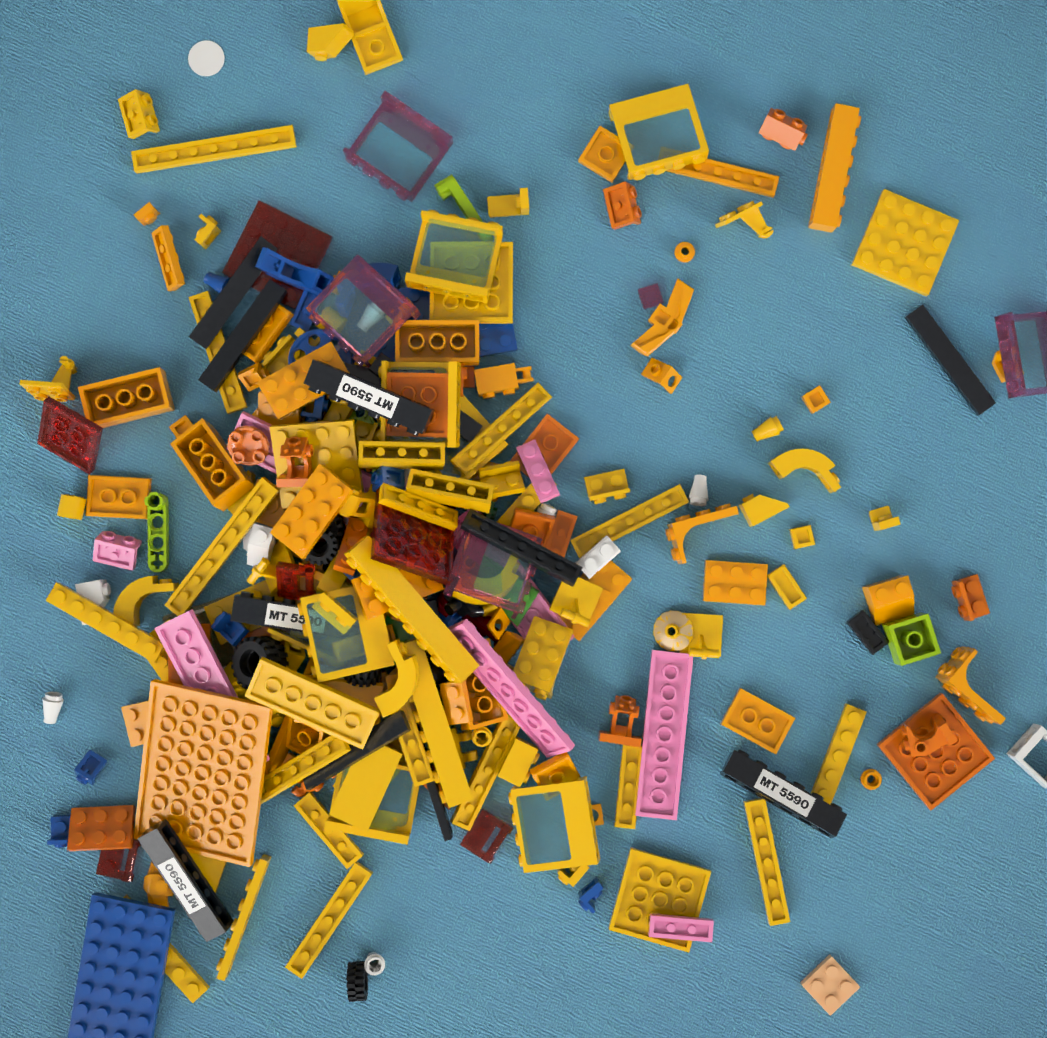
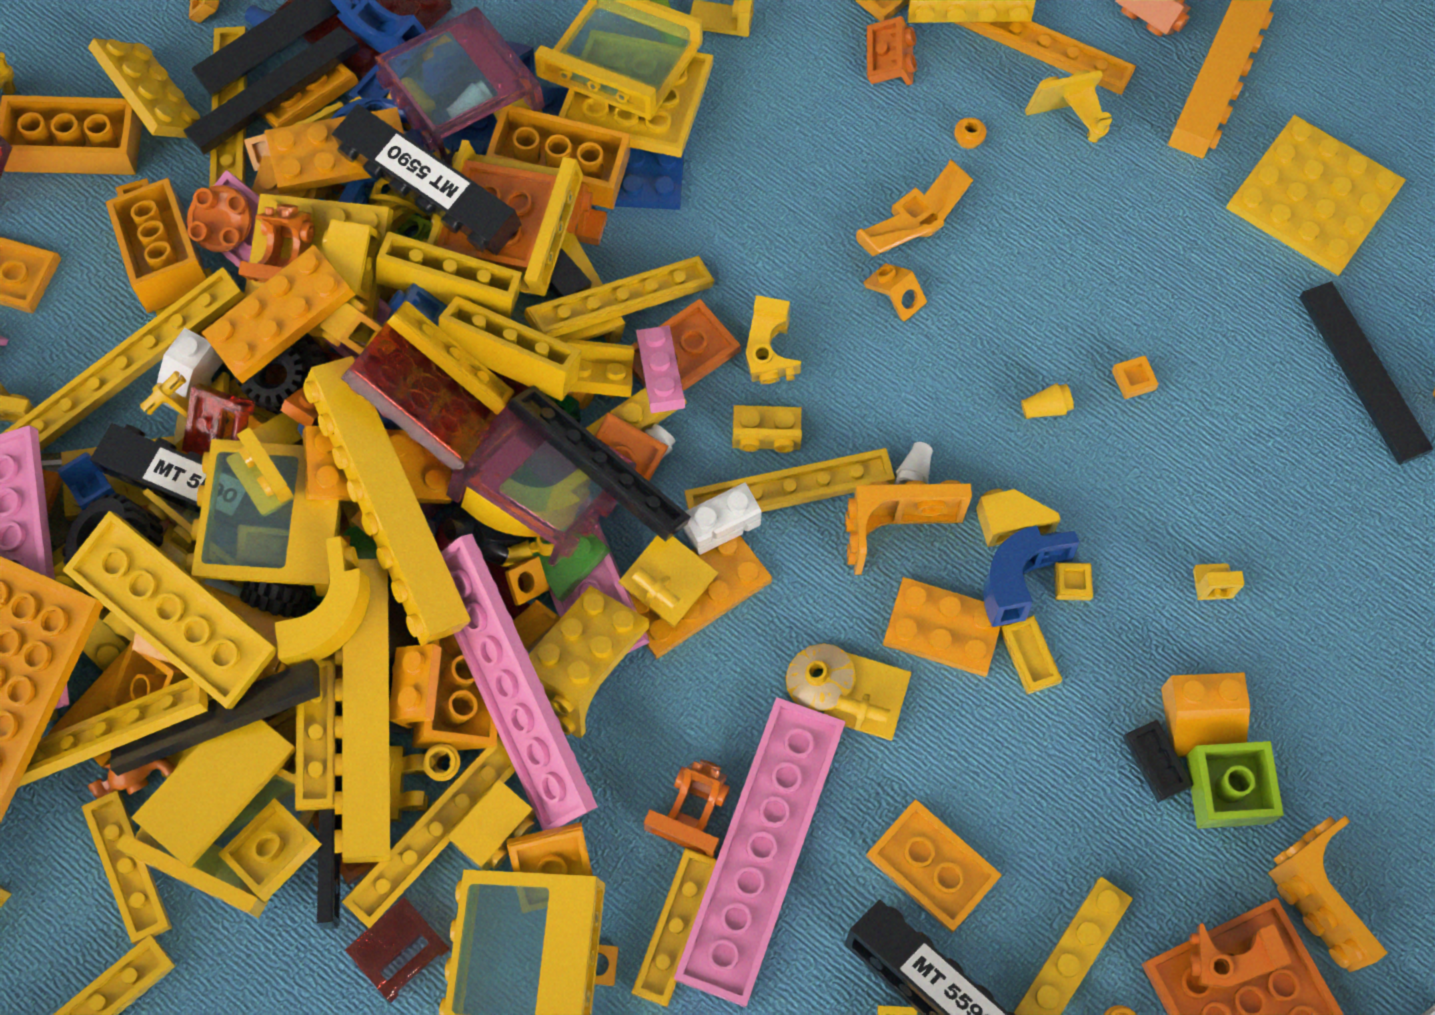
camera: 15 degrees right, 20 degrees down
(154, 532) = (51, 286): lime beam -> none
(163, 354) = (145, 86): none -> yellow plate
(341, 459) = (353, 254): none -> yellow slope
(406, 808) = (269, 849): none -> yellow plate
(500, 379) = (642, 236): light orange brick -> none
(561, 532) = (672, 478): orange plate -> none
(592, 422) = (769, 319): none -> yellow tile
(650, 296) = (903, 178): clear pink tile -> none
(764, 550) = (1005, 589): none -> blue arch
(806, 459) = (1103, 460): yellow arch -> none
(970, 597) = (1349, 748): orange bracket -> none

